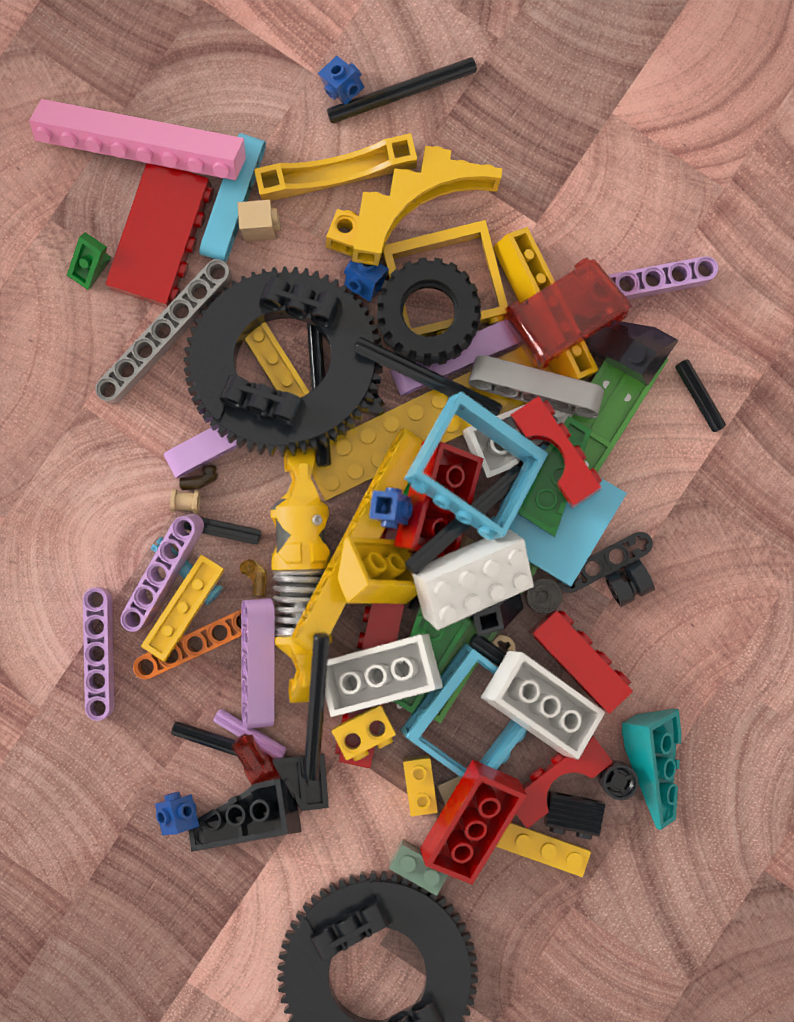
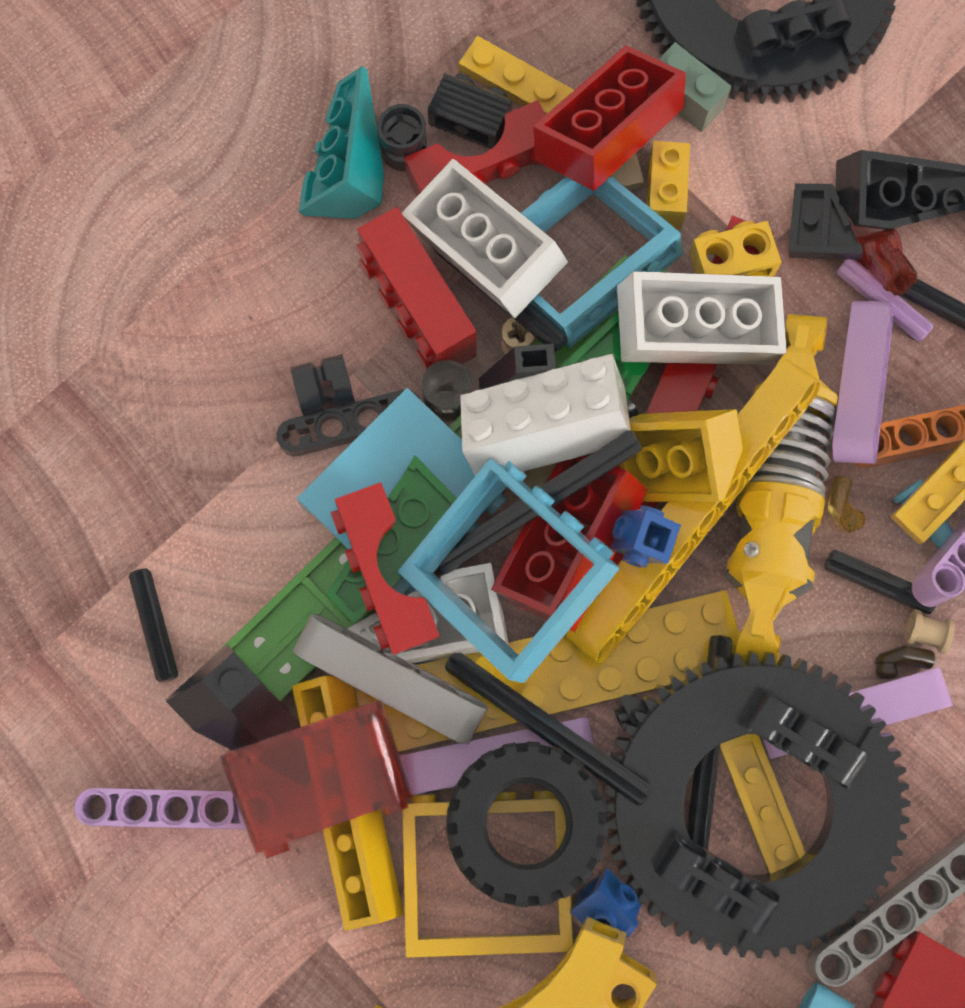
camera: 170 degrees left, 10 degrees down
(316, 706) = (797, 299): black axle -> none

